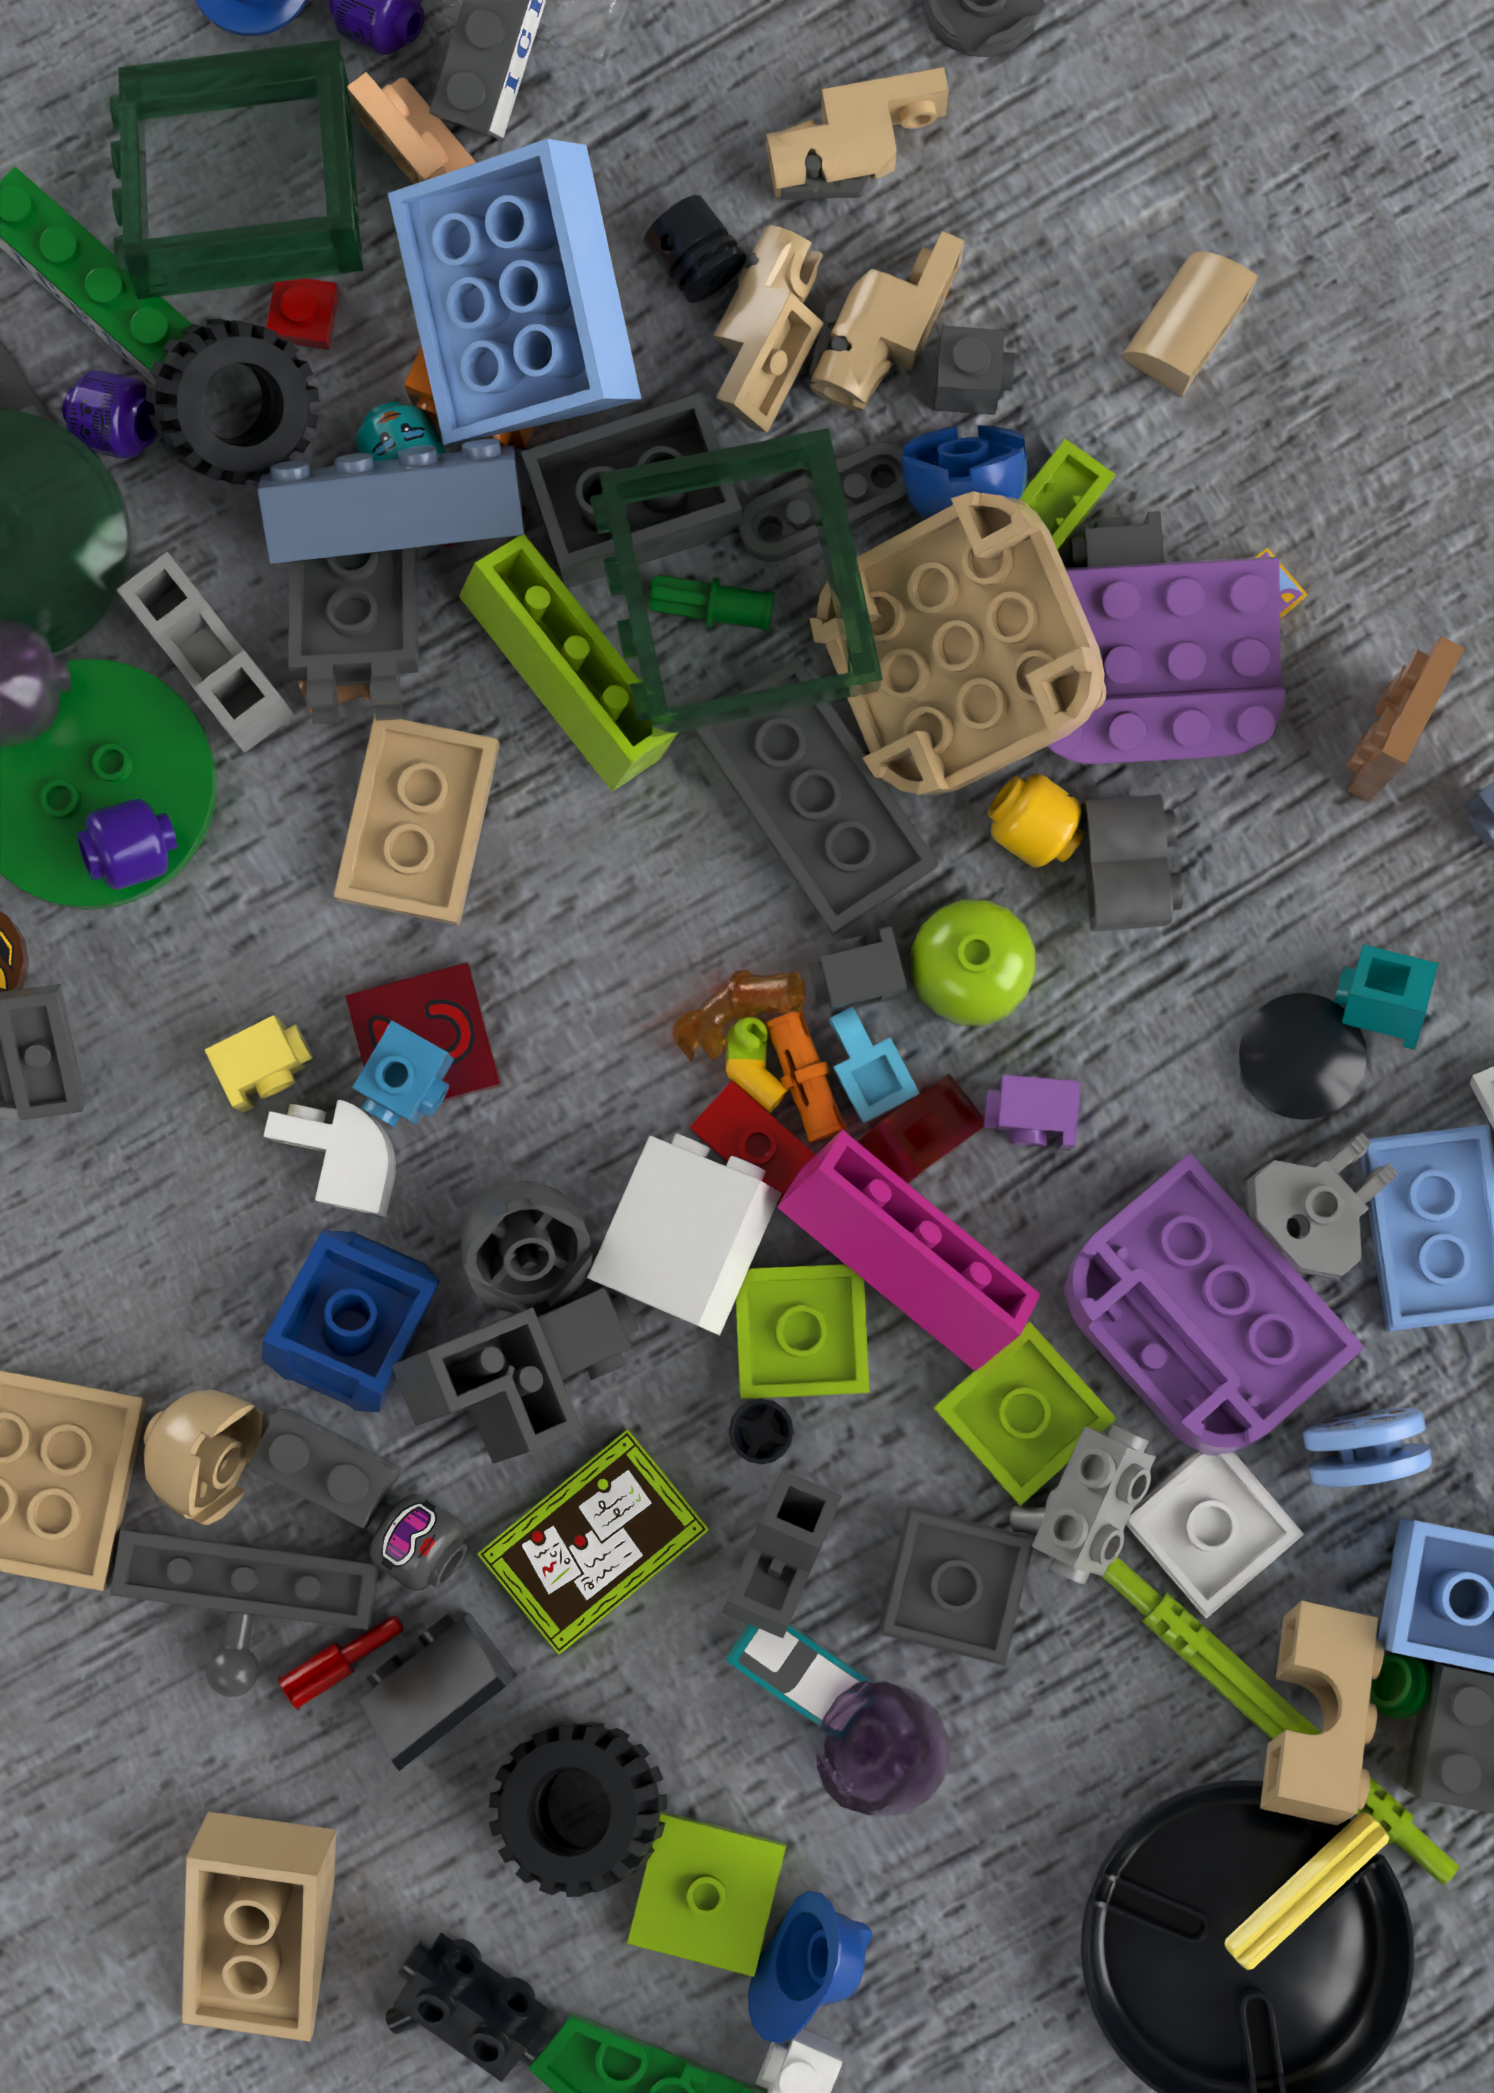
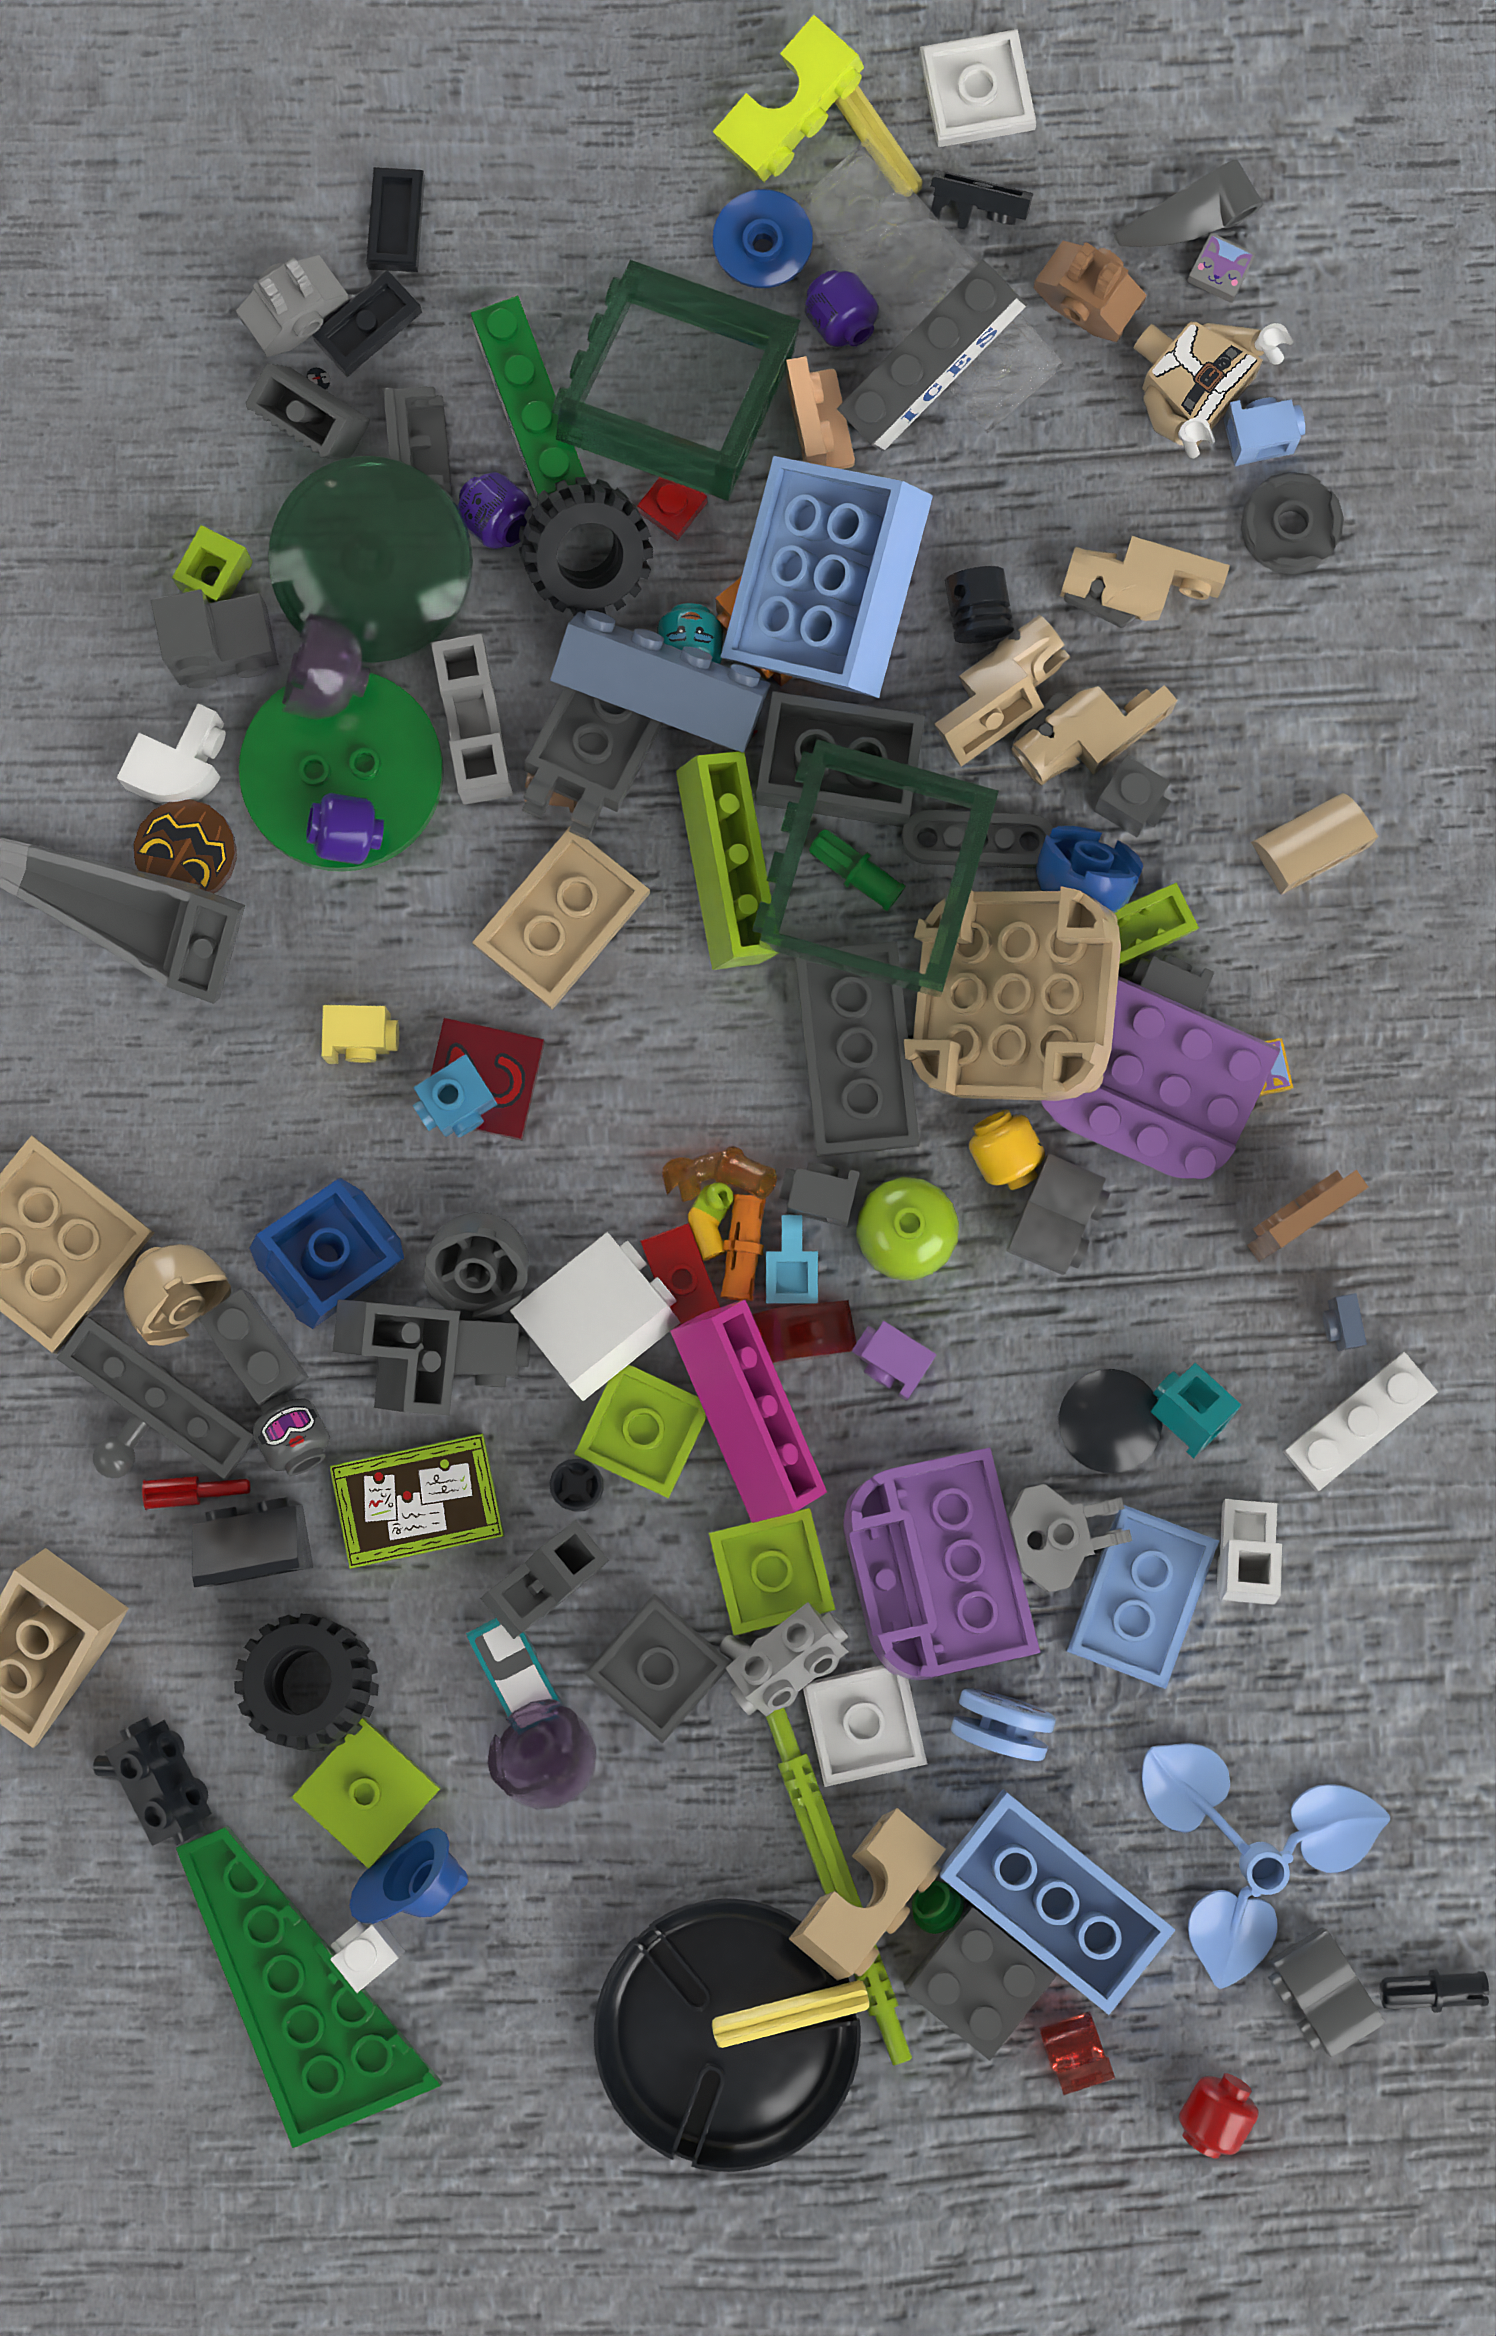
camera: 25 degrees right, 0 degrees up
(357, 1159) = (393, 1137): white brick -> none

